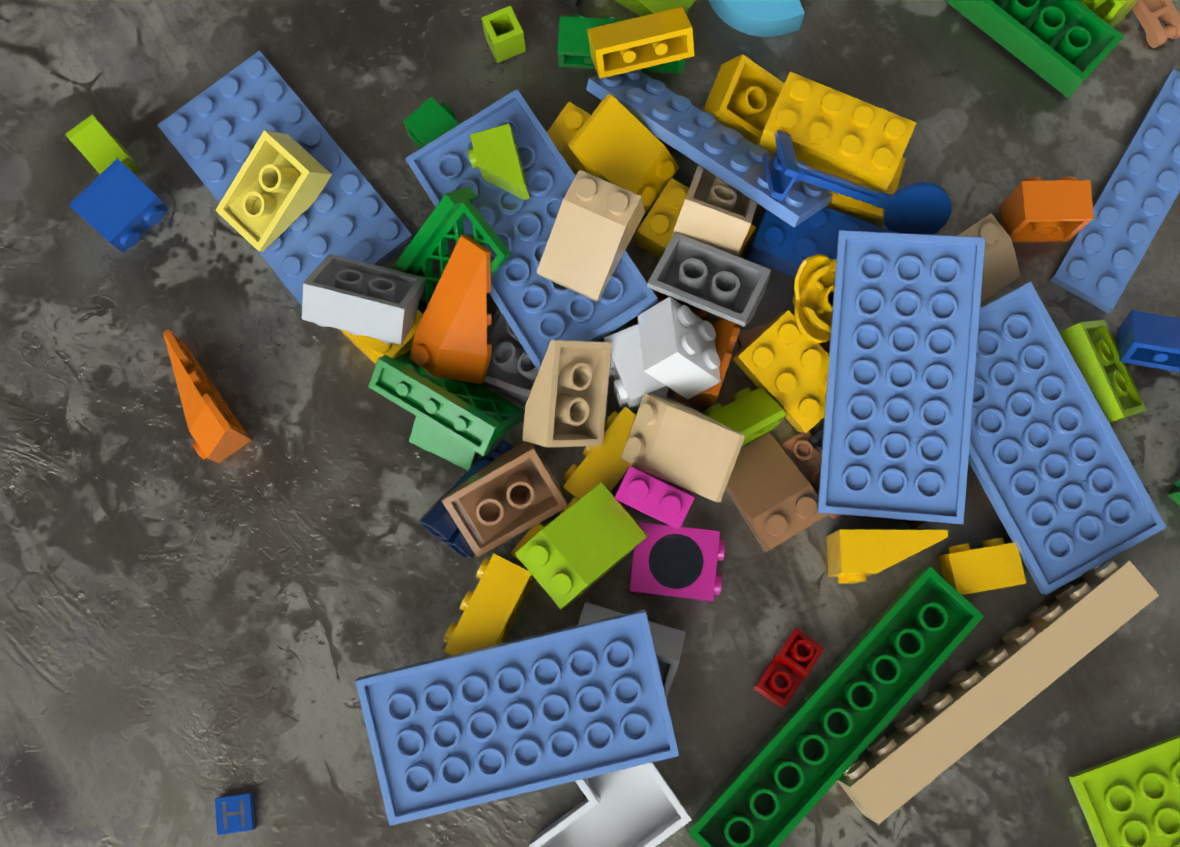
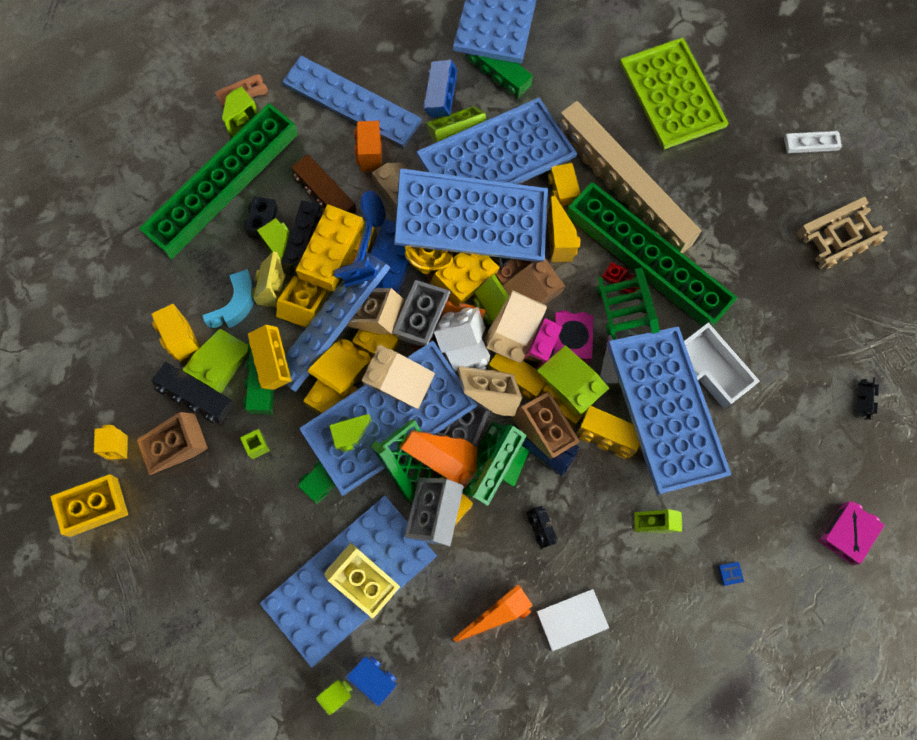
camera: 100 degrees left, 5 degrees down
(187, 529) = (572, 620): none -> white tile
(327, 490) = (544, 535): none -> black hinge
(332, 690) = (658, 521): none -> lime slope
(717, 694) = (646, 306): none -> green fence
(782, 48) = (269, 281): none -> light yellow slope
(851, 58) = (274, 237): none -> lime slope
(879, 92) = (300, 236): none -> black brick
(902, 47) = (260, 218): none -> black brick
(963, 135) = (320, 185): none -> reddish brown brick

